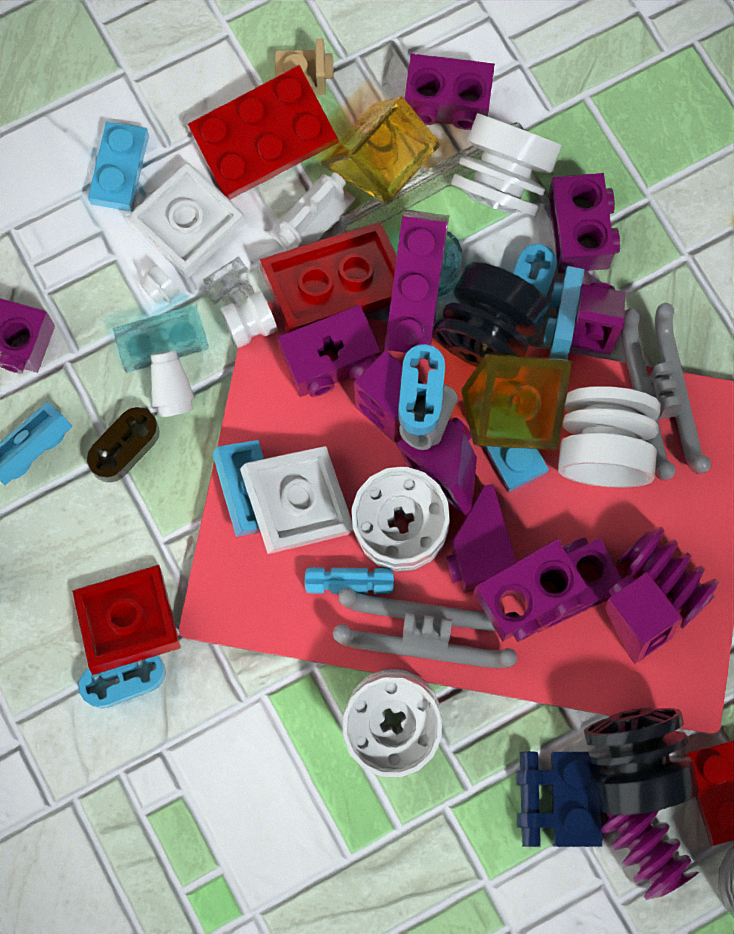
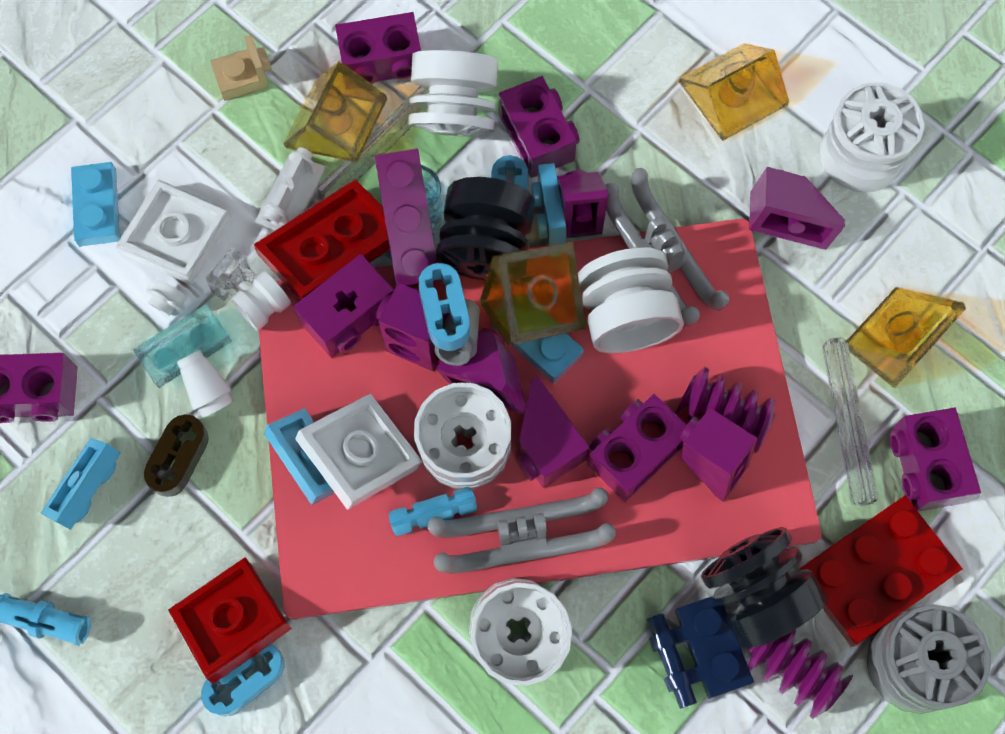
camera: 20 degrees left, 5 degrees down
(263, 133) = (222, 133): red plate -> none
(524, 583) = (599, 456): magenta brick -> none

